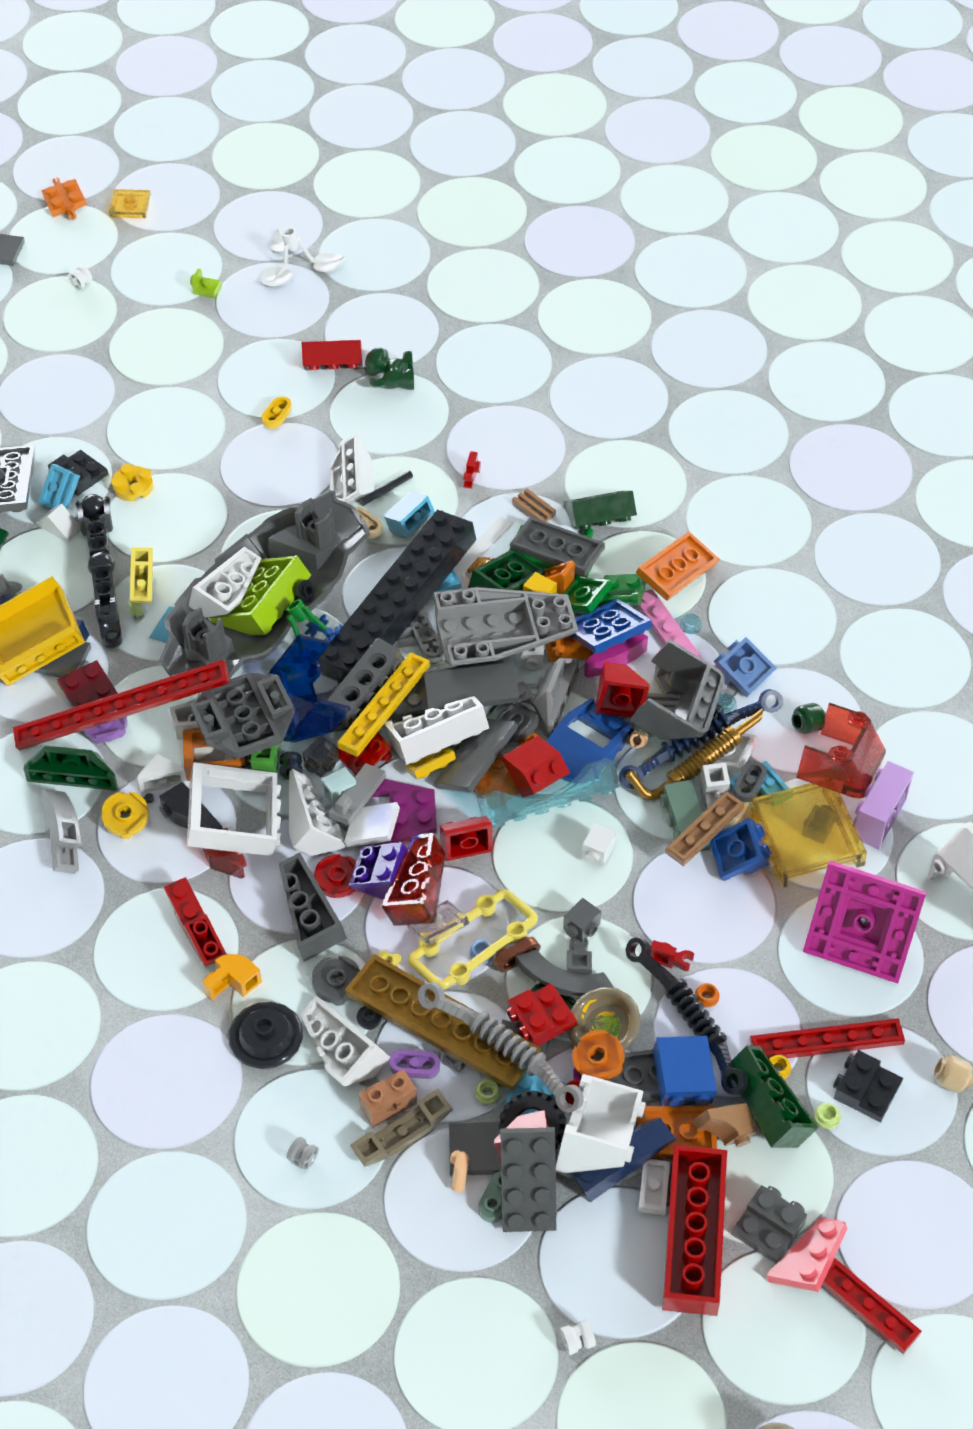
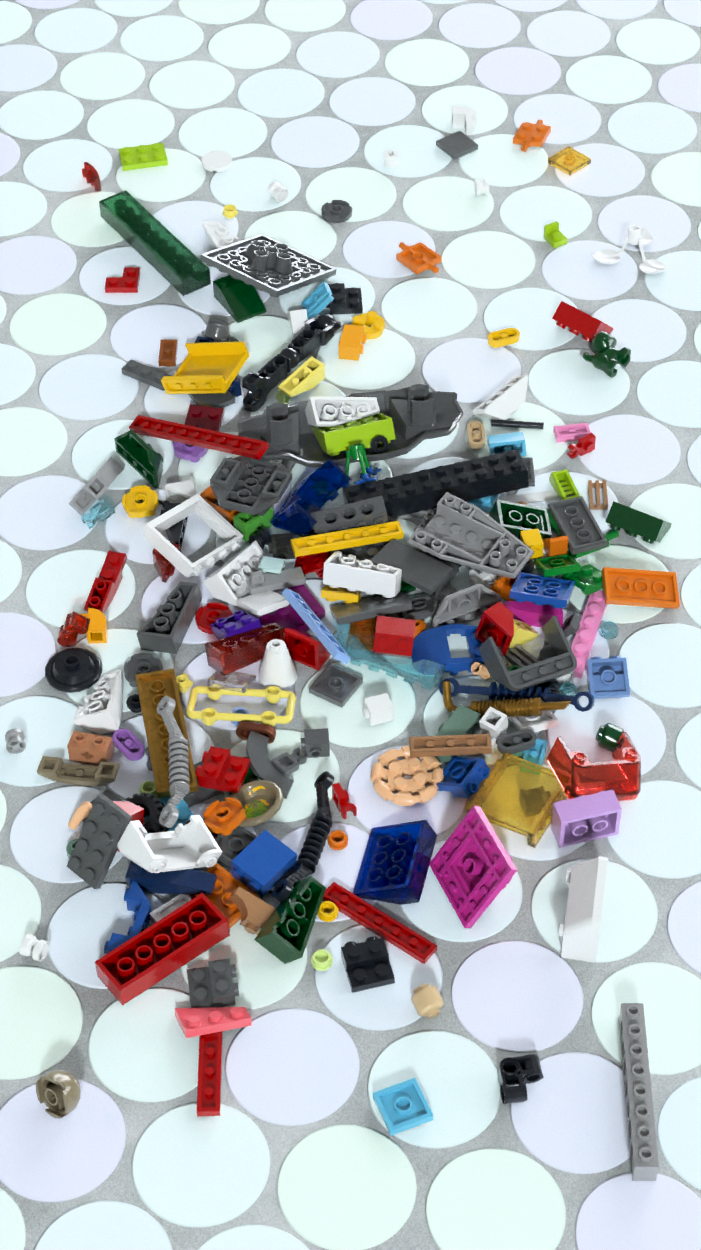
camera: 45 degrees right, 5 degrees down
(95, 854) = (100, 512): none -> clear light blue plate
(102, 384) = (418, 258): none -> orange plate
(140, 509) = (352, 342): none -> light orange brick
(224, 986) = (73, 625): none -> clear red leg
(445, 465) = (571, 432): none -> bright pink tile
(460, 808) = (316, 626): none -> light blue tile
(464, 877) = (277, 666): none -> white cone
(487, 515) = (563, 475): none -> lime slope
(526, 852) = (335, 685): none -> flat silver tile
(611, 1205) = (136, 902): none -> blue slope
(657, 640) = (571, 624): none -> dark grey plate
(685, 900) = (400, 768): none -> light nougat plate
(779, 974) = (396, 863): none -> clear blue slope

